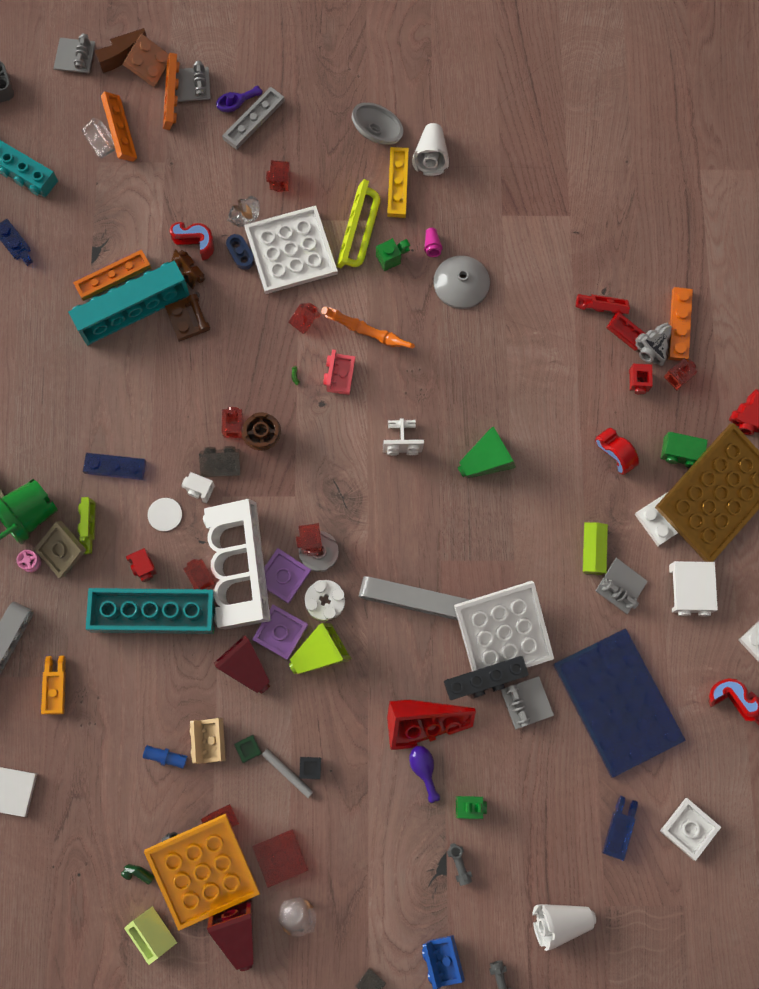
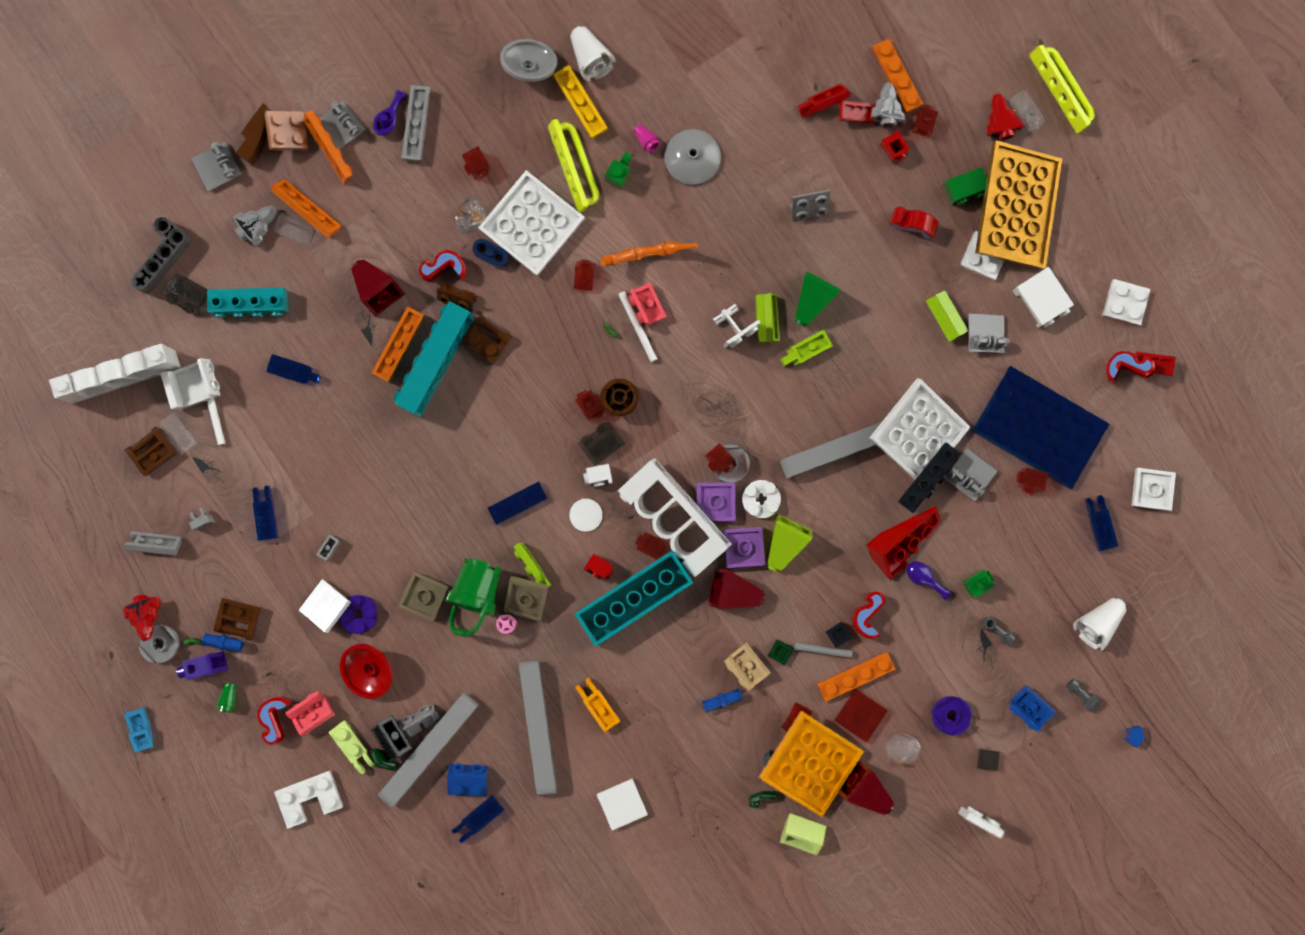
camera: 30 degrees left, 10 degrees up
(69, 113) = (254, 224): none -> light grey rock
(125, 219) = (375, 287): none -> dark red slope
(300, 818) = (855, 676): none -> orange plate
(319, 388) = (638, 328): none -> white bar
(347, 763) = (864, 613): none -> red animal
(373, 907) = (962, 717): none -> dark purple plate
(435, 449) = (768, 316): none -> lime piece
(452, 497) = (807, 349): none -> lime hinge
(535, 378) = (810, 205): none -> light grey hinge
(580, 744) = (1032, 480): none -> clear red brick

